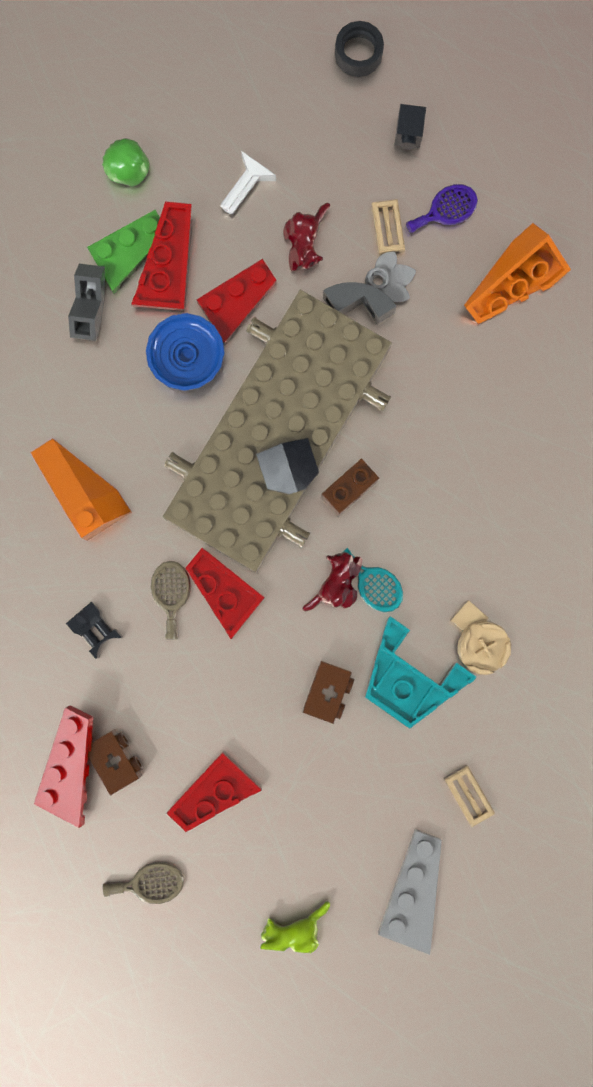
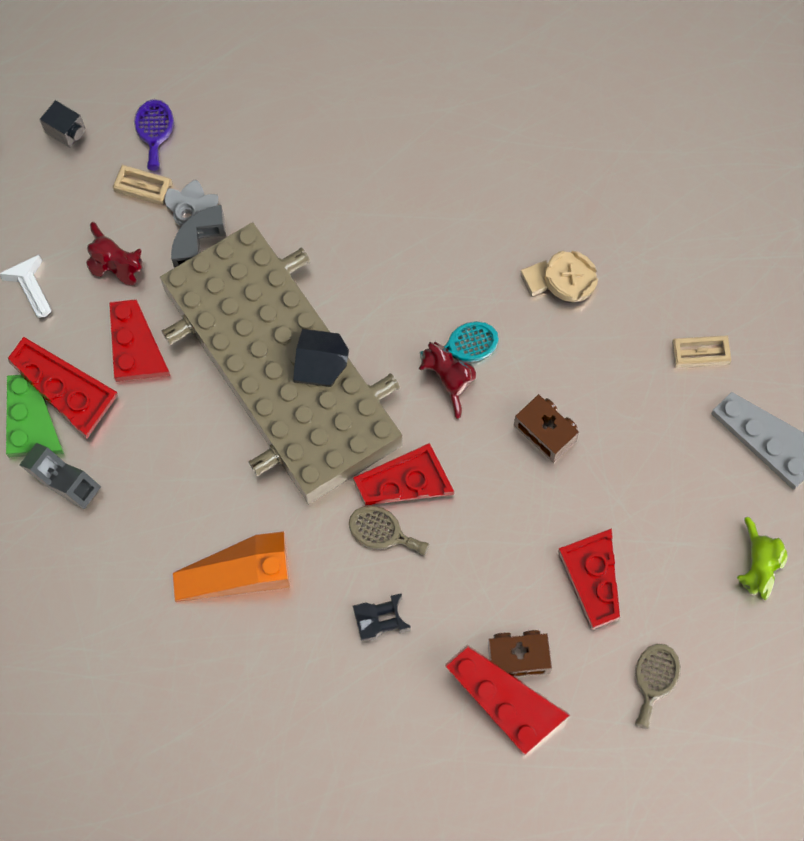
camera: 60 degrees left, 15 degrees down
(185, 351) = (159, 406): blue hat -> none
(349, 487) = (365, 322): reddish brown brick -> none
(404, 689) = (574, 362): teal wing -> none
(524, 267) = (245, 88): orange wedge -> none

